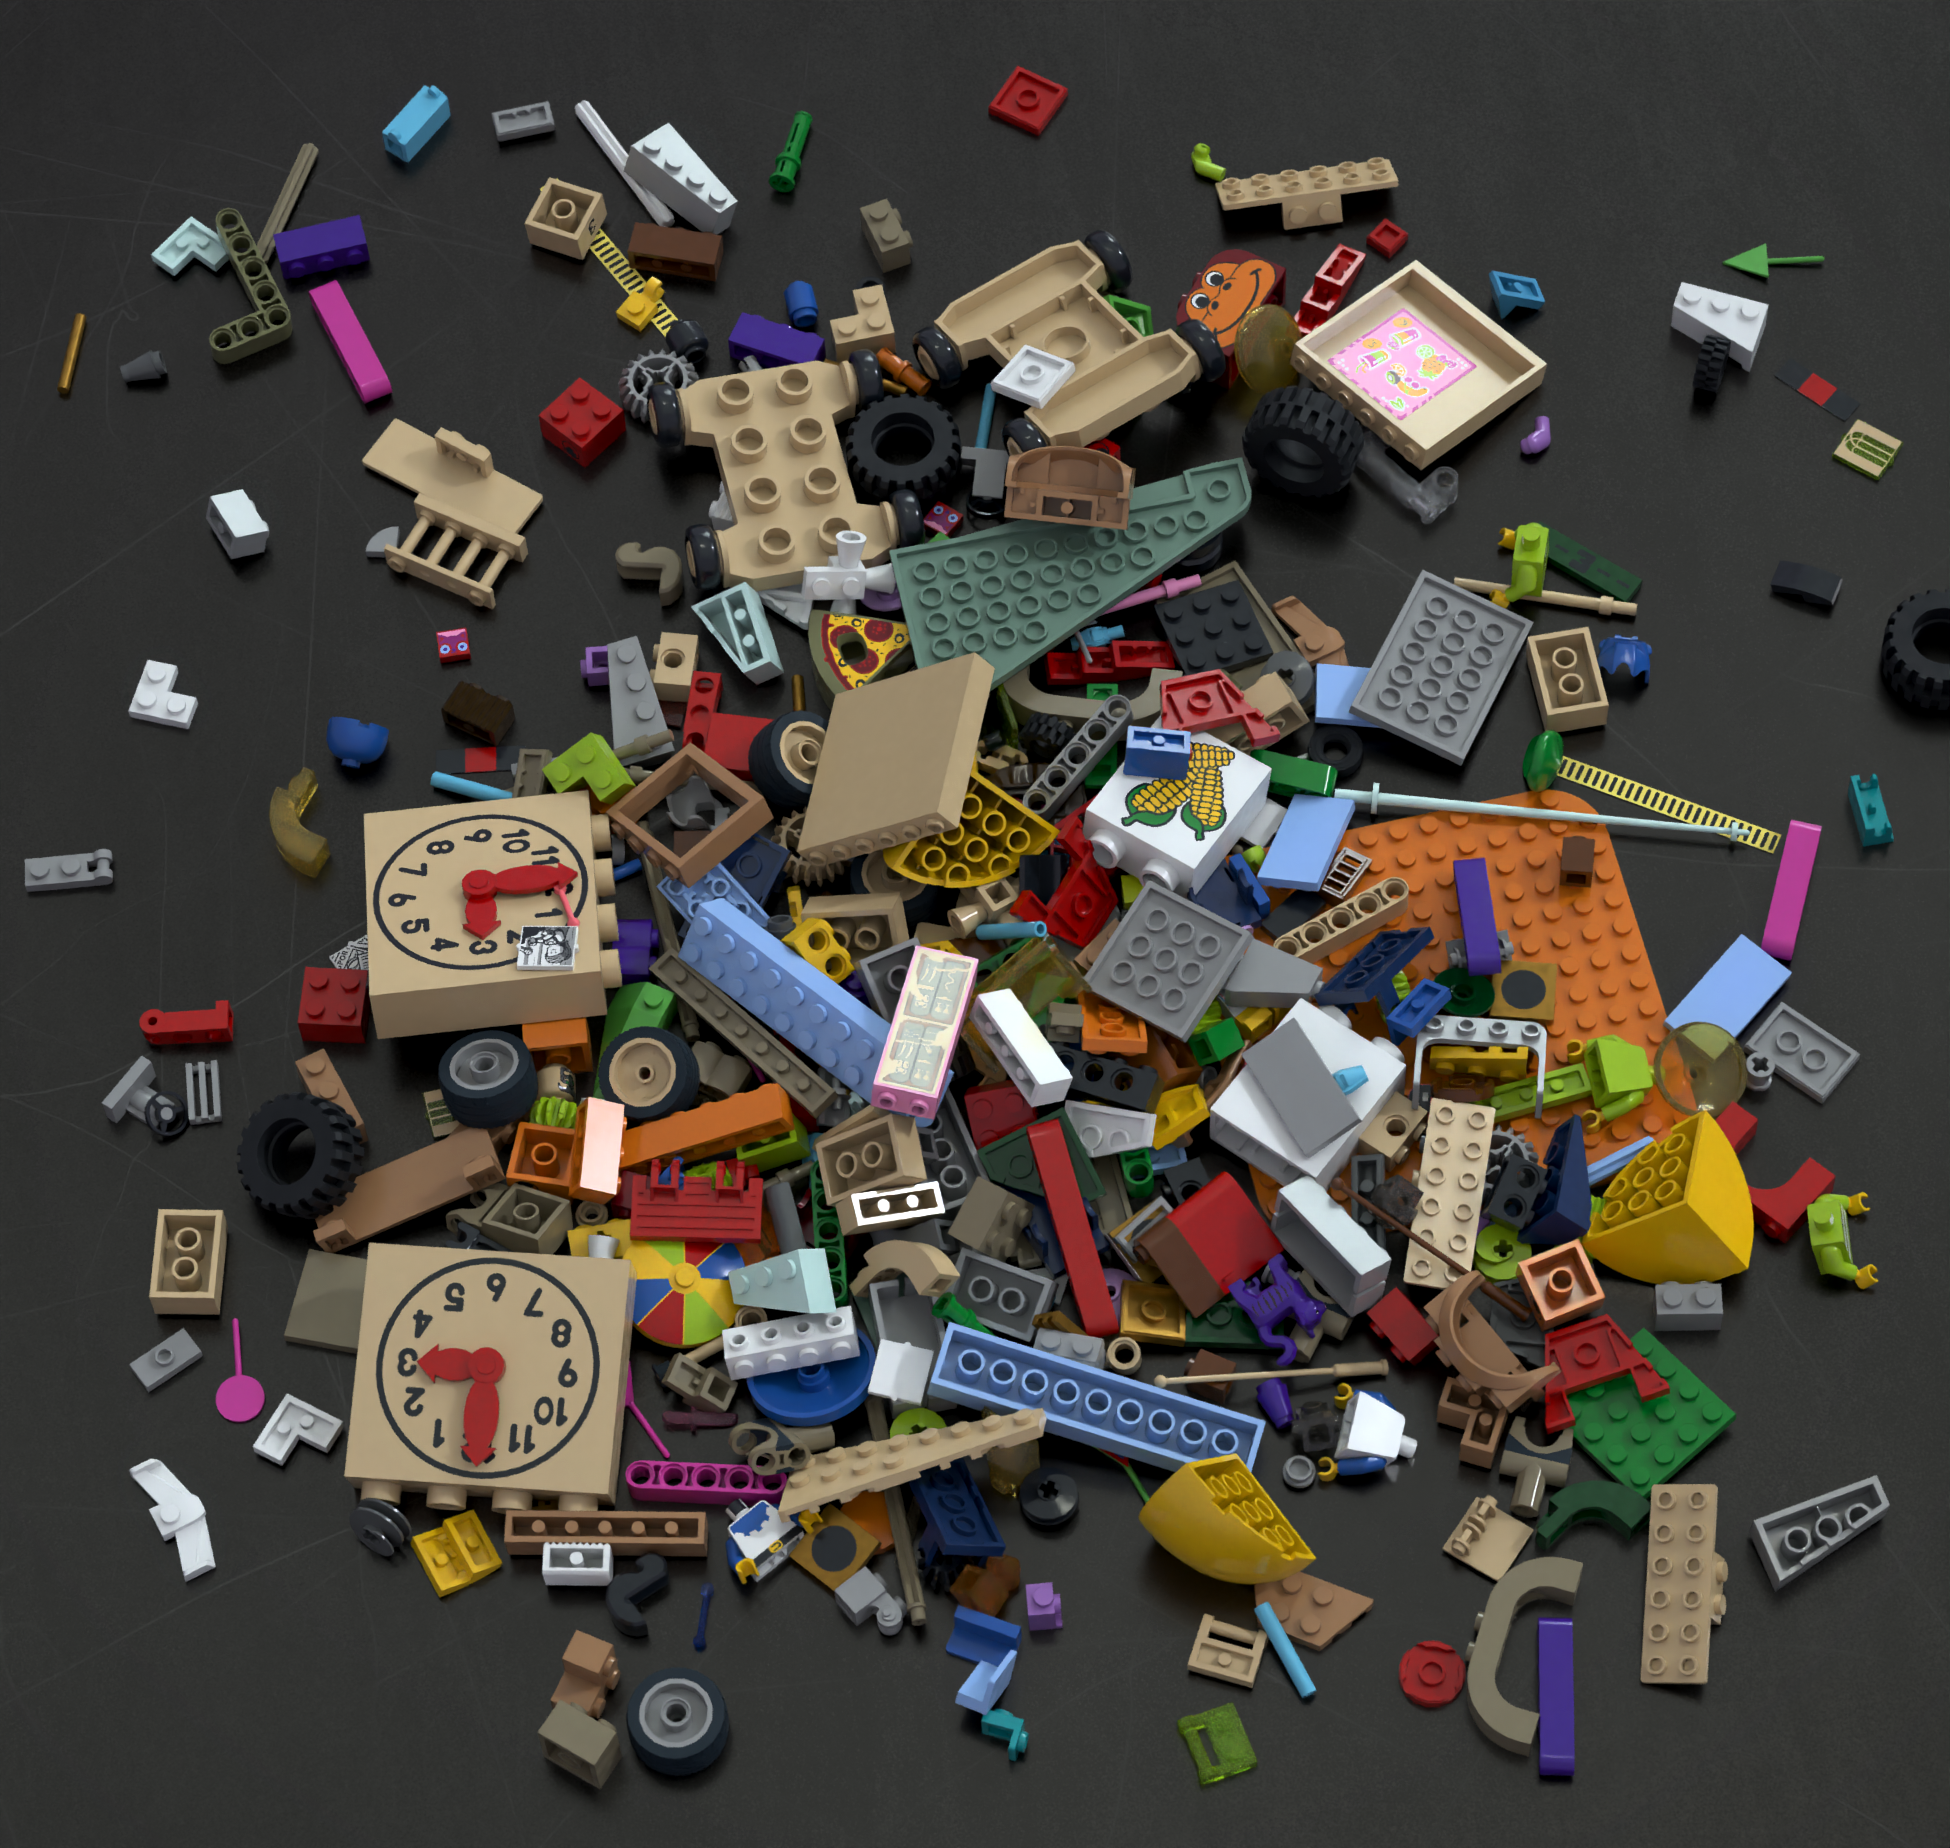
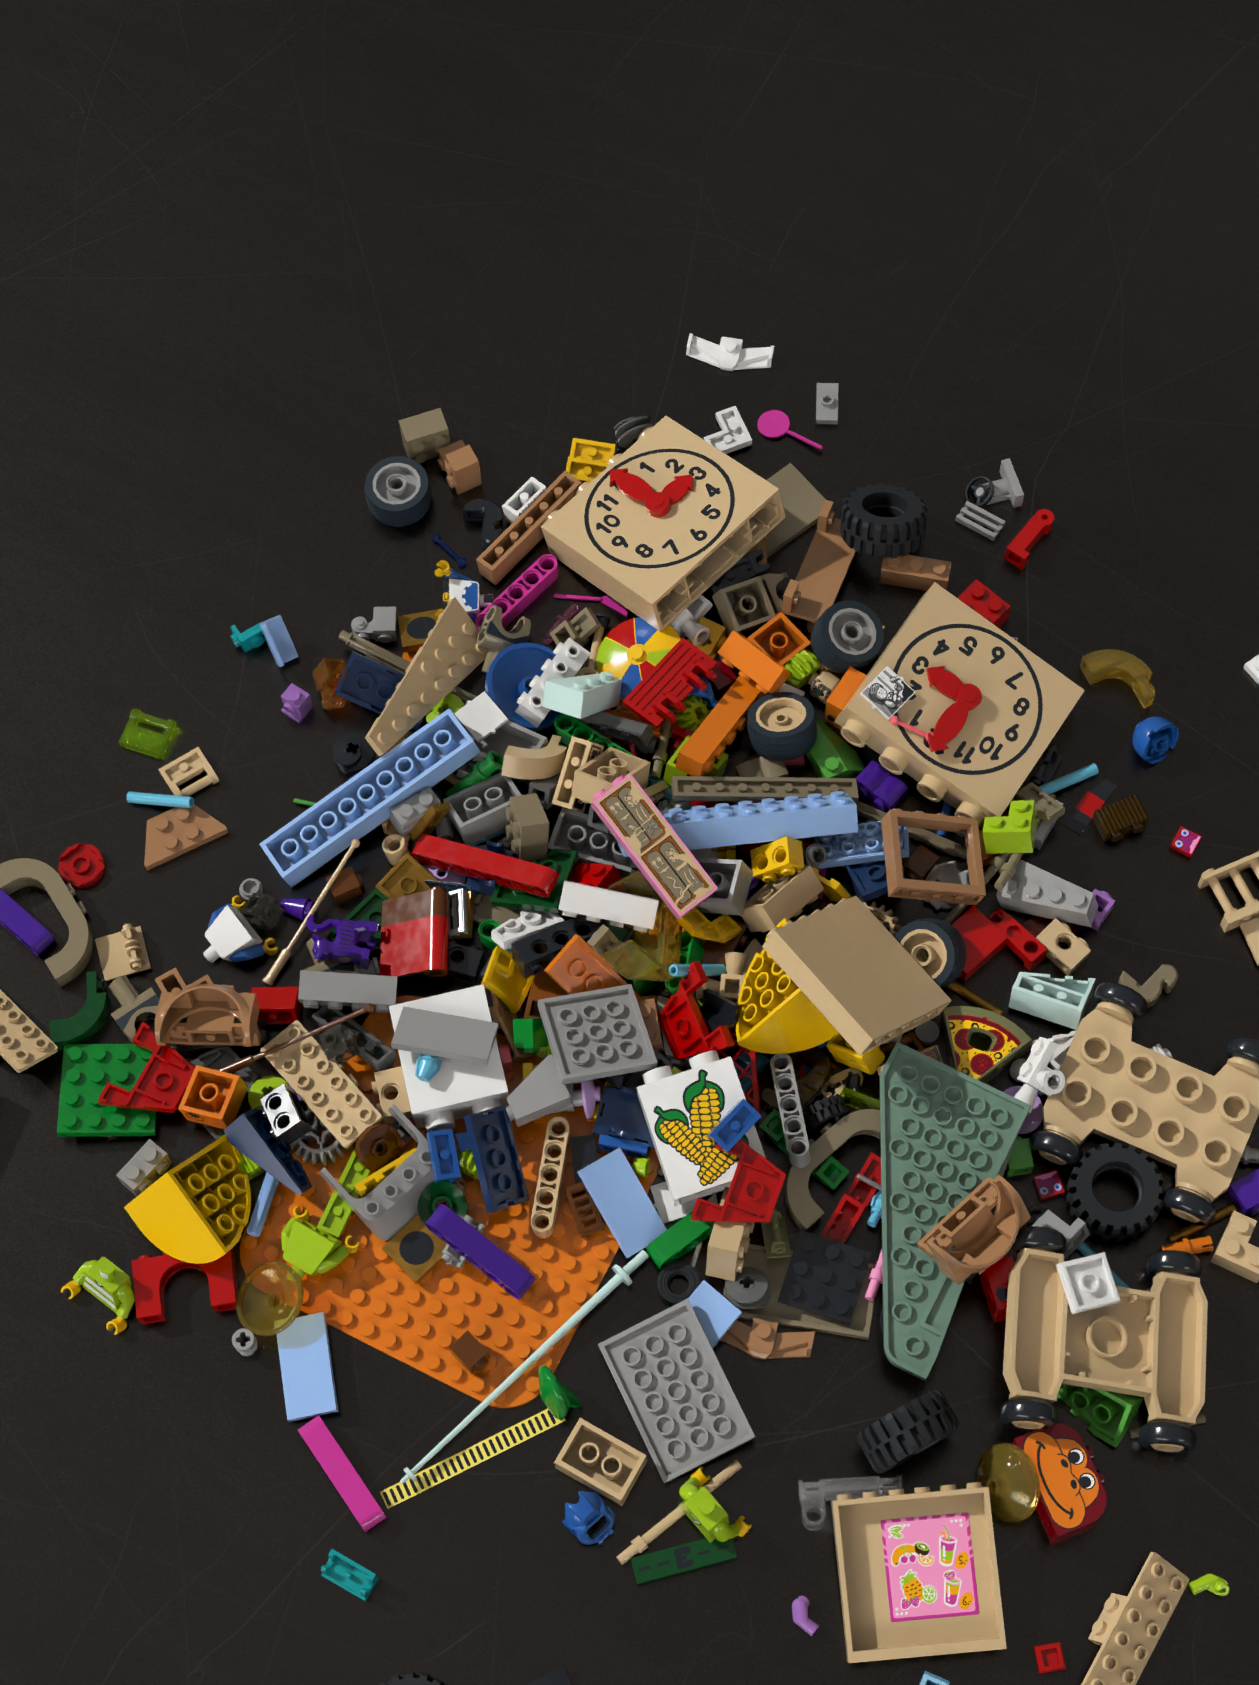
camera: 130 degrees right, 5 degrees up
(68, 871) = (1190, 544): light grey plate -> none
(188, 1262) = (872, 441): tan brick -> none
(982, 1637) = (300, 669): blue panel -> none
(1224, 1524) = (239, 800): yellow brick -> none
(1329, 288) = (1033, 1573): red slope -> none
(1803, 1052) = (237, 1384): light grey tile -> none

